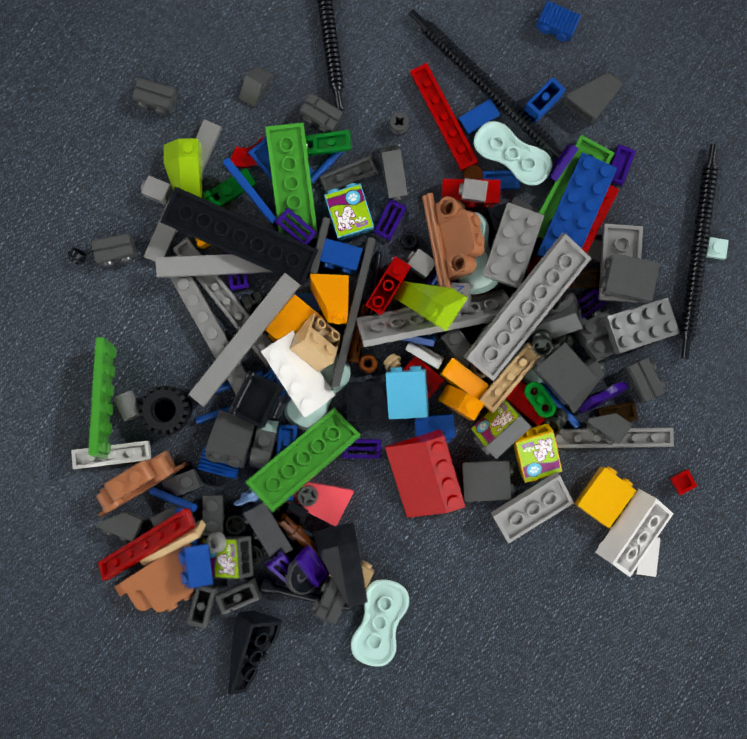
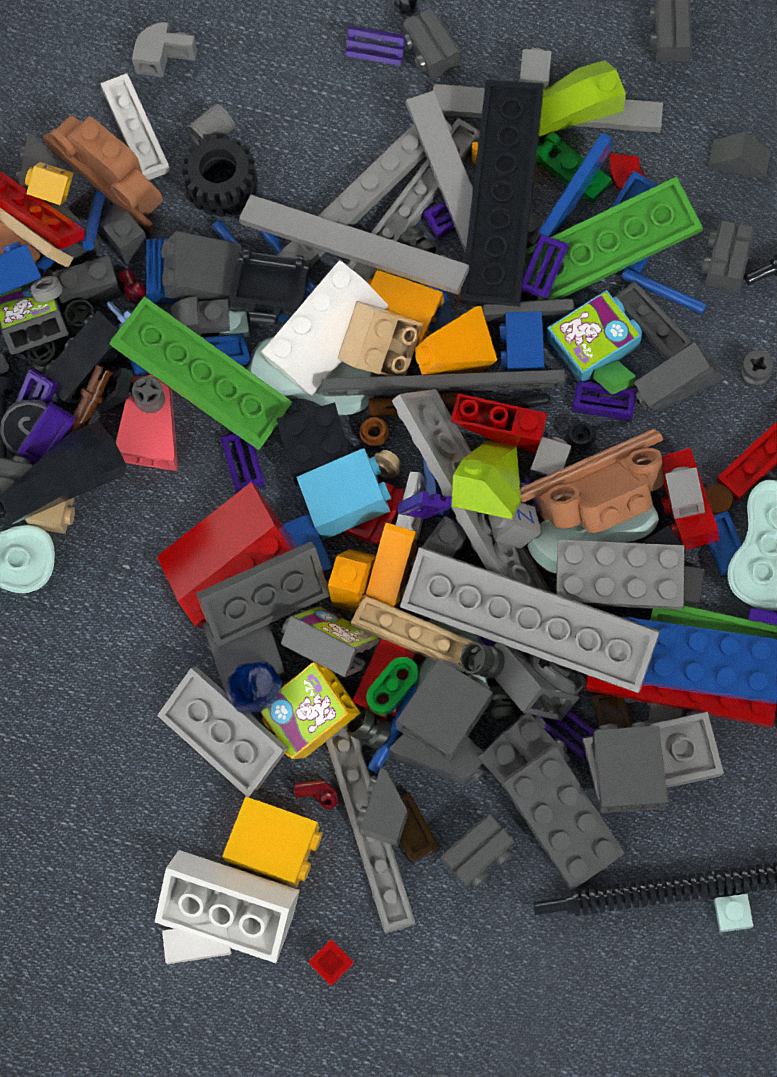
camera: 80 degrees right, 15 degrees down
(55, 423) = (156, 45): none -> light grey brick
(101, 399) = (209, 84): bright green plate -> none
(106, 286) = (372, 55): none -> dark purple tile
(140, 522) = (48, 183): none -> yellow brick
(227, 486) = (134, 290): none -> dark red arm
(329, 142) = (688, 275): green plate -> none
(379, 208) = (614, 377): none -> bright green tile
(437, 347) = (429, 505): none -> dark purple tile
(464, 460) = (263, 594): none -> dark grey plate
(518, 482) = (253, 686): none -> clear blue hair
(581, 459) = (319, 790): none -> dark red arm
(604, 396) = (429, 794): dark purple tile -> none

